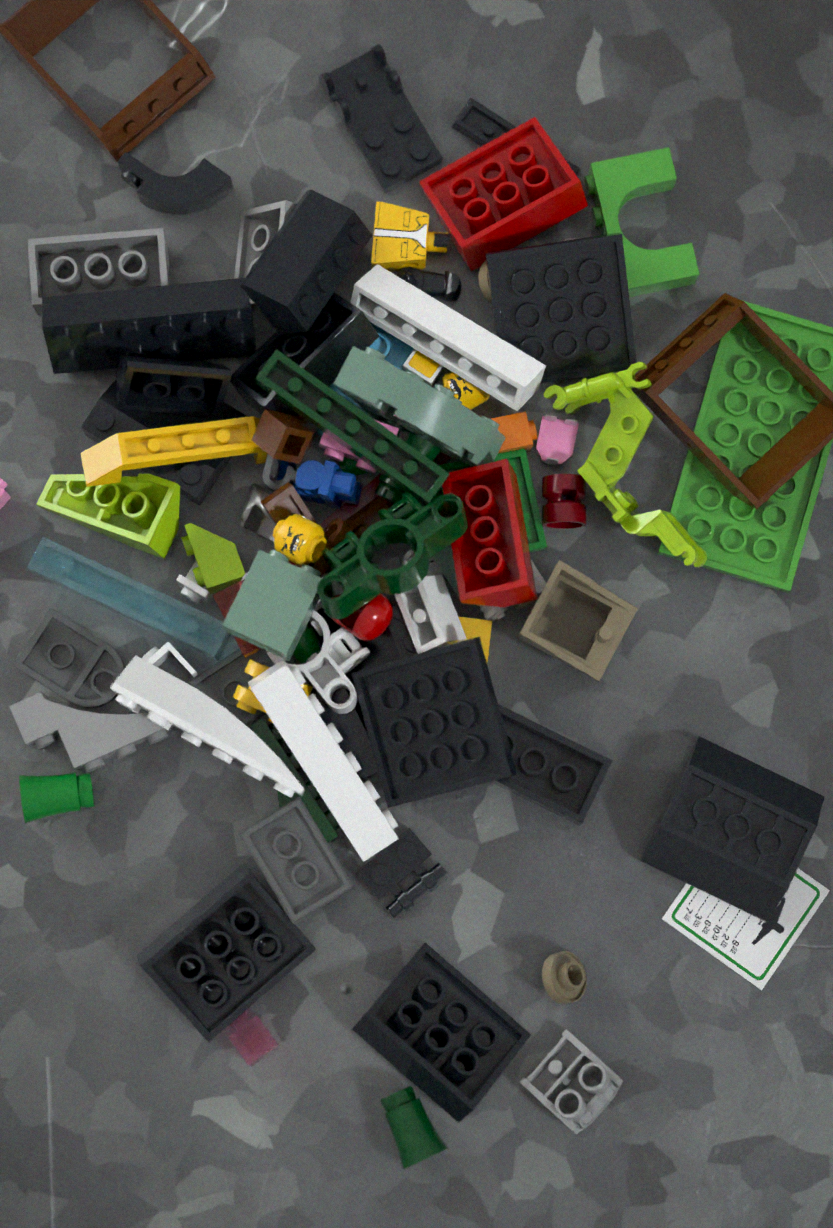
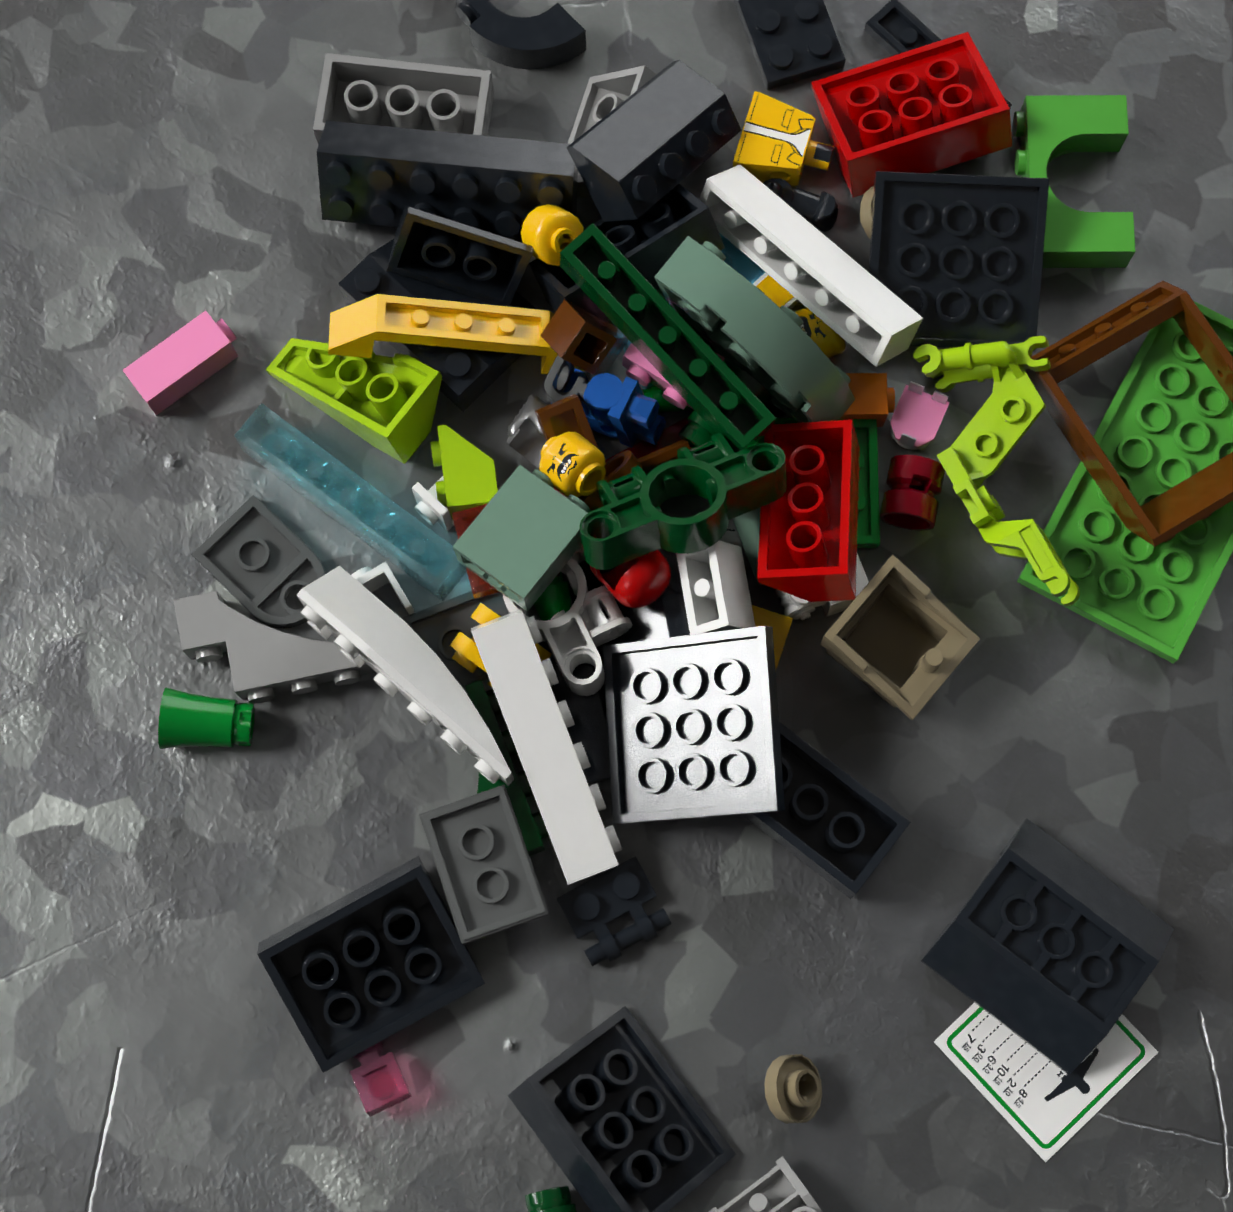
camera: 20 degrees right, 5 degrees down
(243, 355) = (549, 232): none -> yellow head

